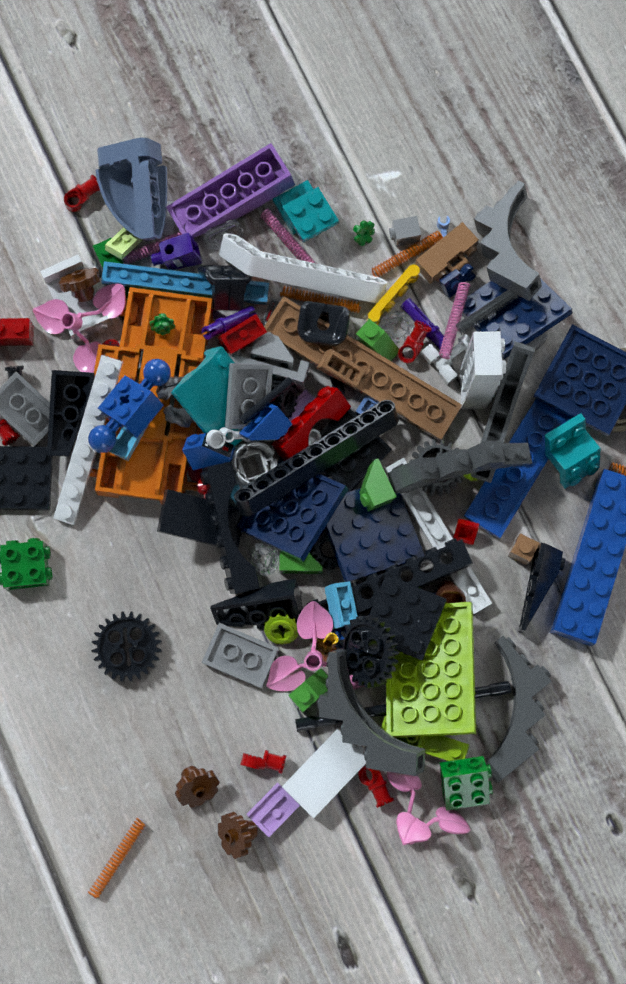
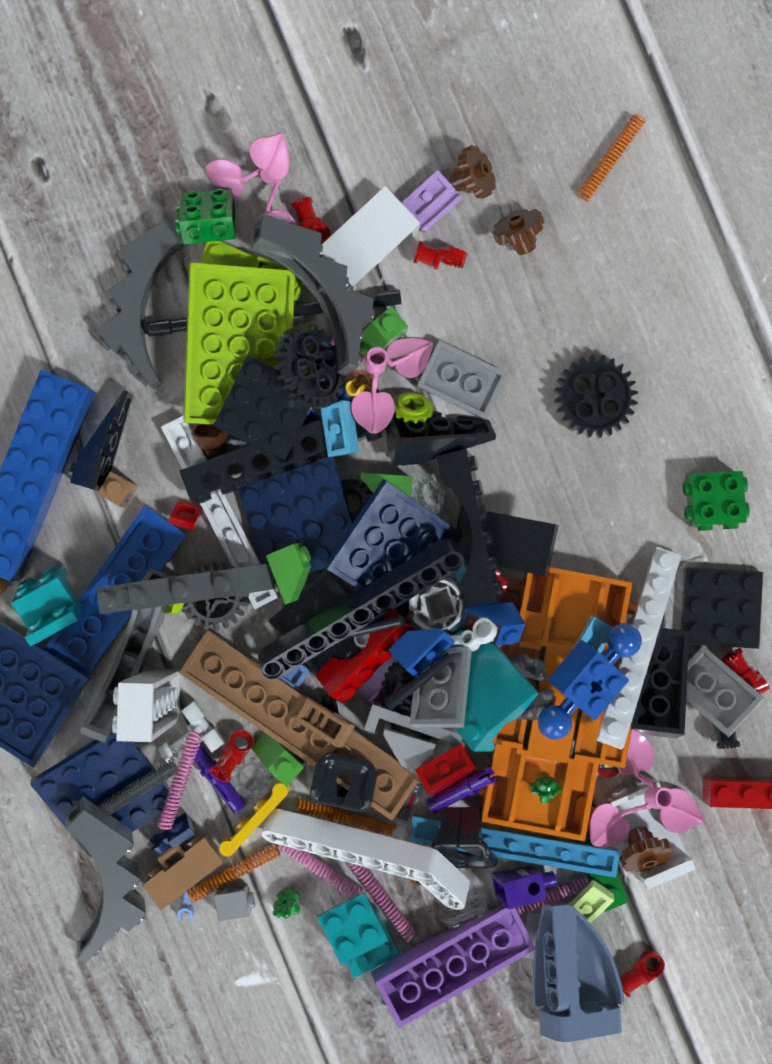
camera: 175 degrees left, 10 degrees up
(293, 445) = (380, 626): none -> black bar
(334, 261) = (305, 855): none -> bright pink piece

